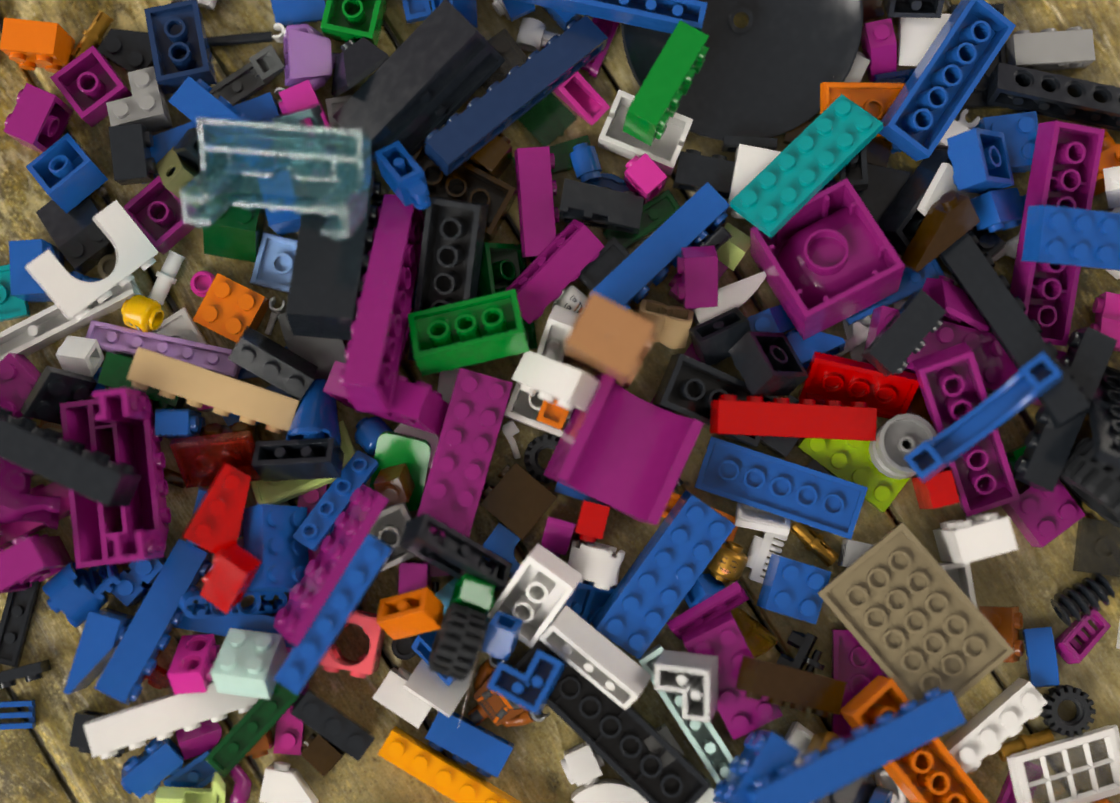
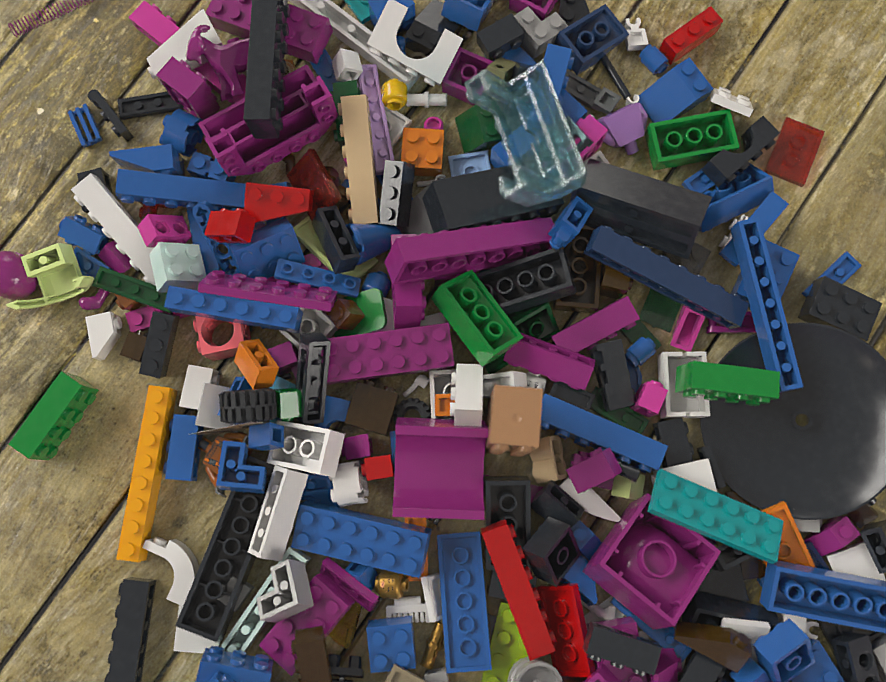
camera: 70 degrees right, 5 degrees down
(53, 388) = (316, 56): black plate -> none
(109, 575) = (198, 146): blue tile -> none
(178, 423) = (327, 148): blue brick -> none
(355, 64) = (634, 158): black slope -> none
(402, 648) = (233, 371): black plate -> none
(533, 35) = (716, 273): white axle -> none
(582, 765) = (197, 537): white brick -> none

